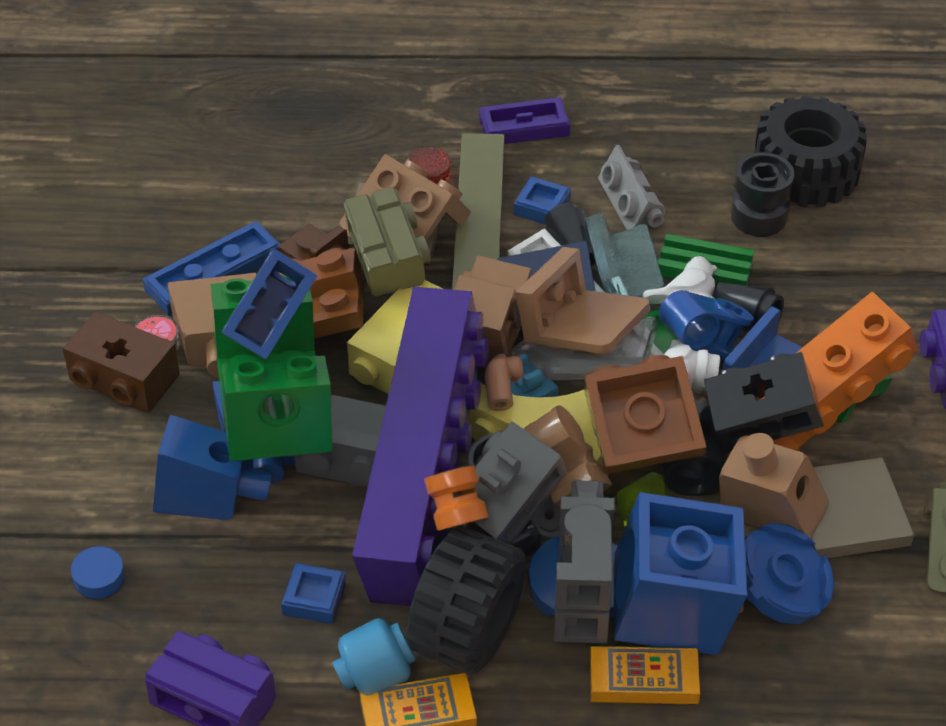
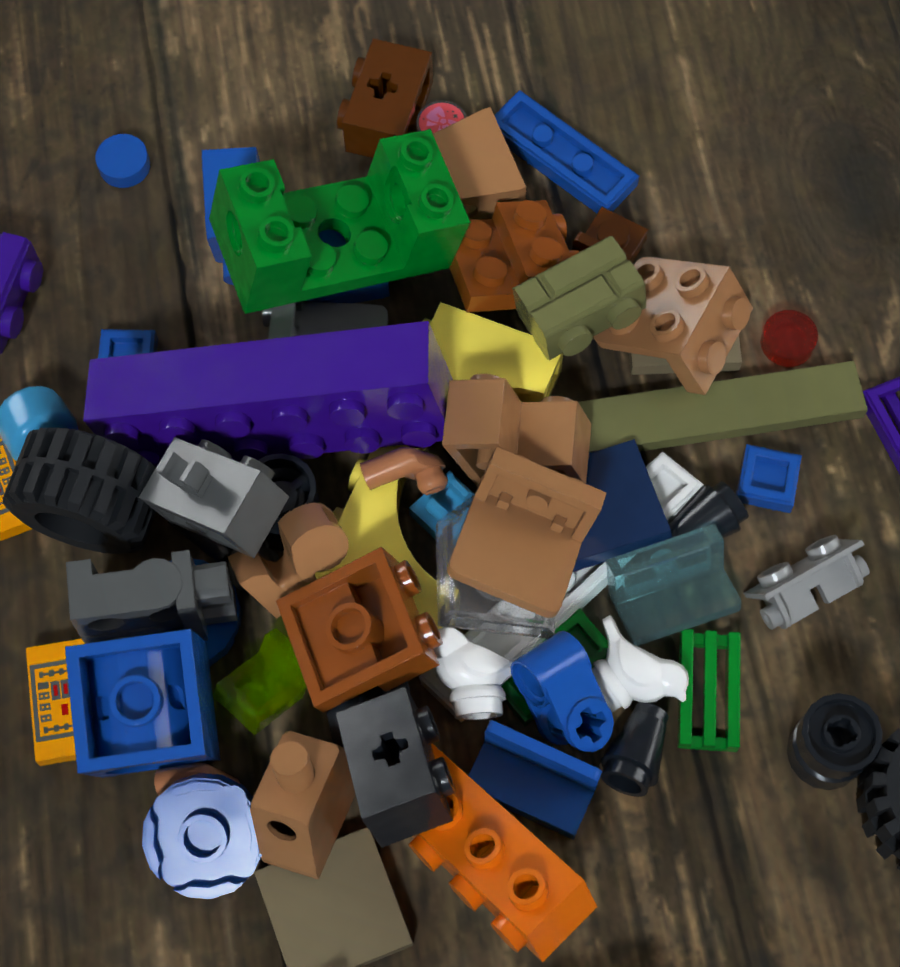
camera: 80 degrees right, 20 degrees up
(269, 304) = (363, 173): blue torso -> none
(461, 509) = (146, 440): orange wheel -> none

